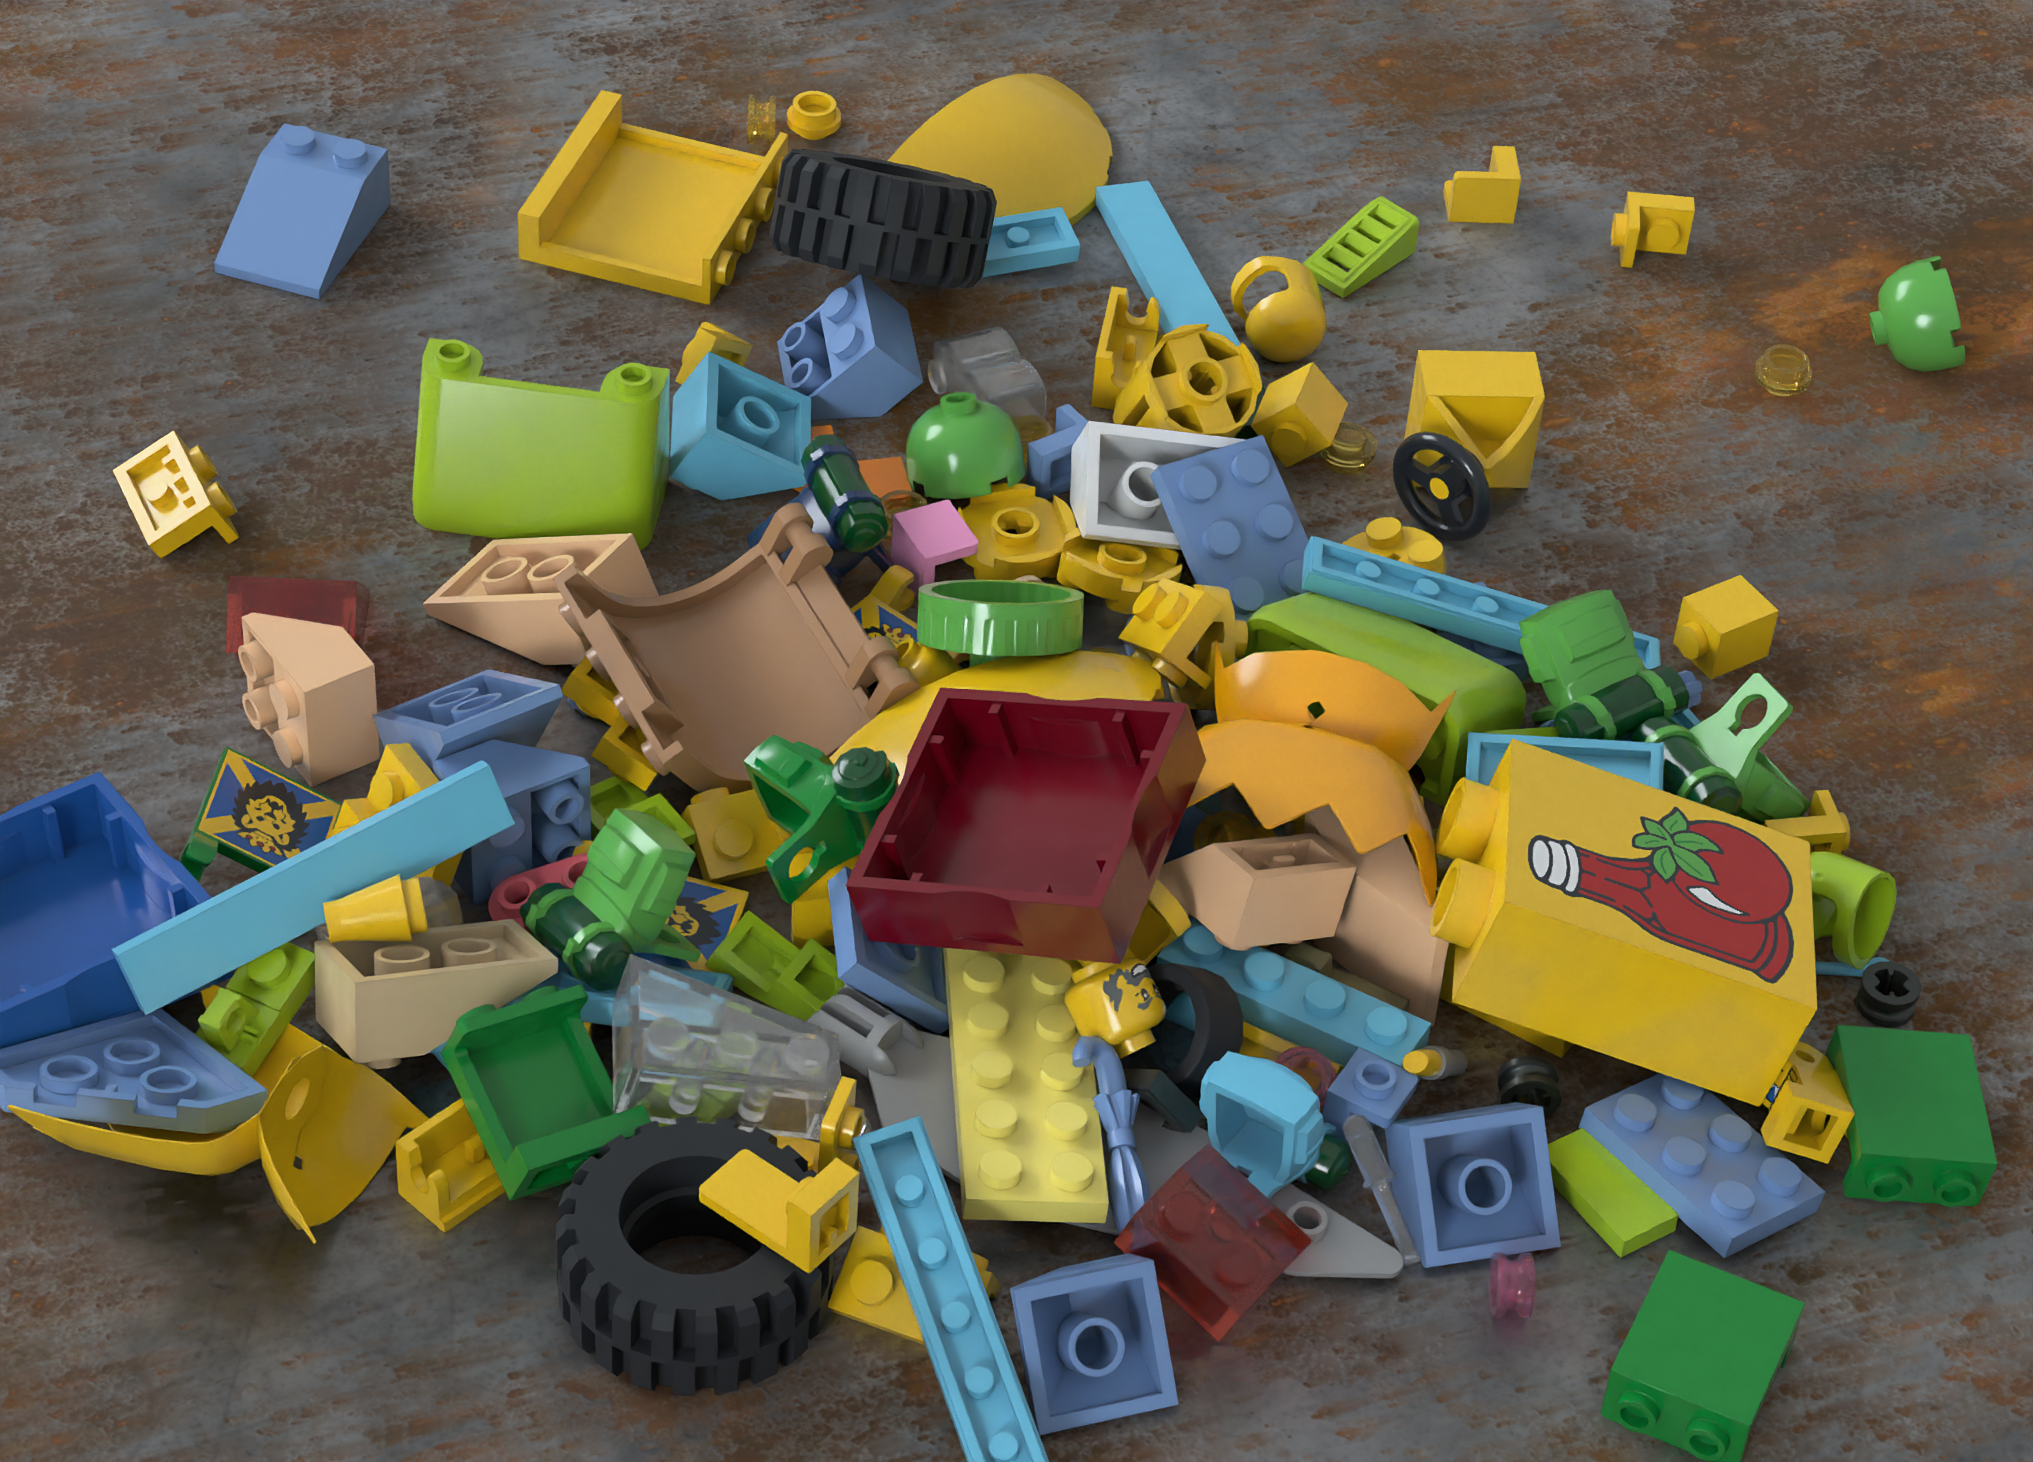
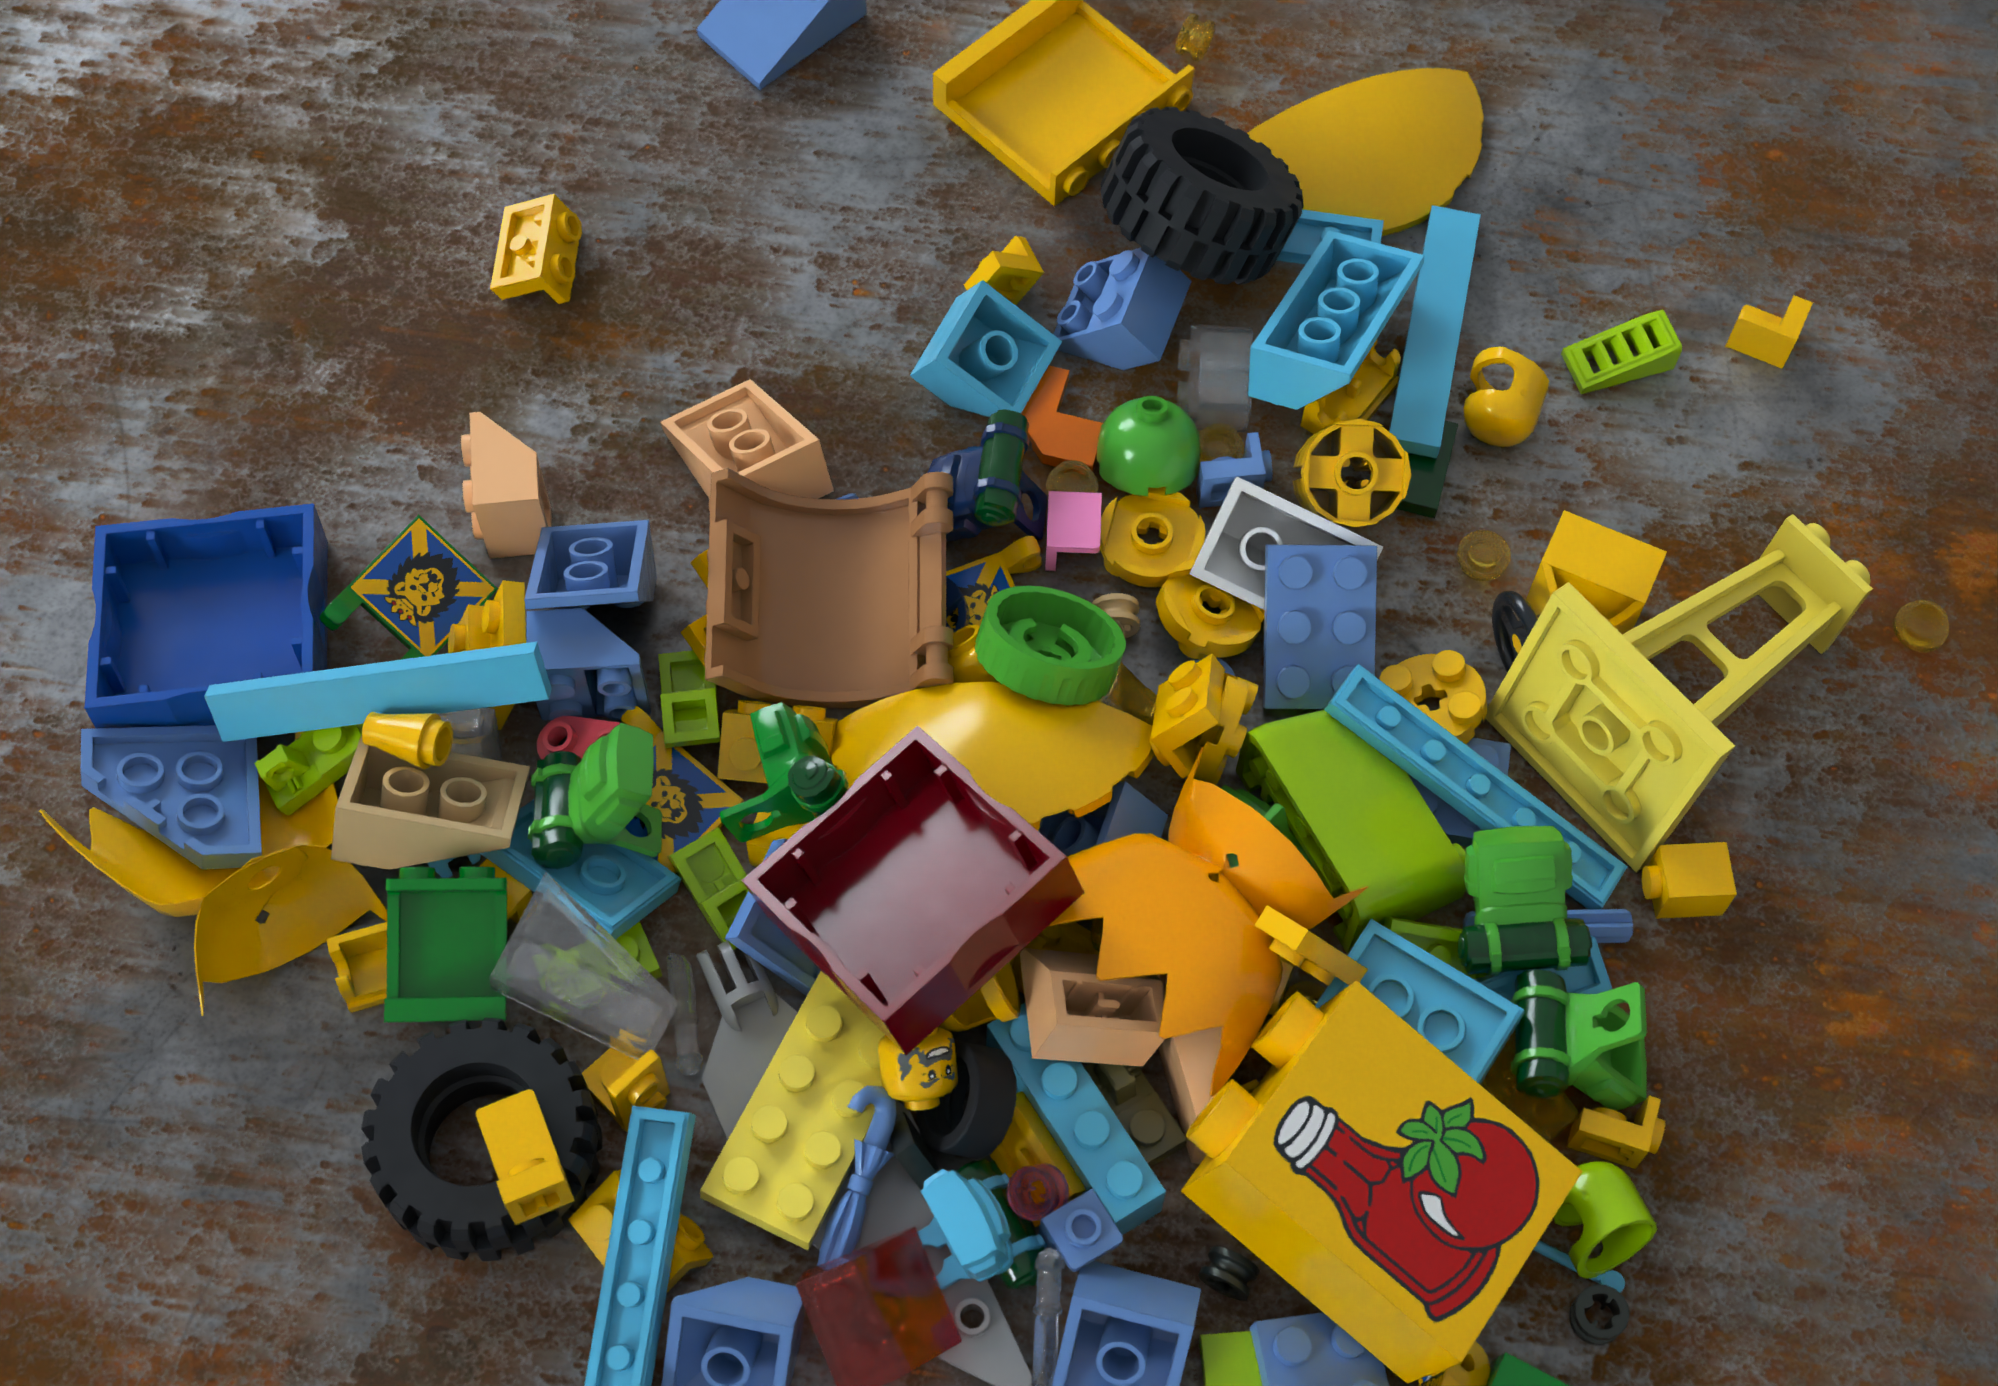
camera: 30 degrees right, 20 degrees up
(301, 599) = (554, 403): clear red slope -> none
(536, 455) = (805, 337): lime windscreen -> none
(814, 115) = (1243, 46): yellow plate -> none
(1082, 286) = (1329, 319): none -> medium azure slope
(1299, 414) = (1452, 514): yellow brick -> none
(1435, 751) = (1308, 950): none -> yellow plate
(1435, 1062) = (1158, 1219): piece -> none
(1597, 476) = (1618, 731): none -> light yellow piece
(1652, 225) = (1897, 423): yellow bracket -> none

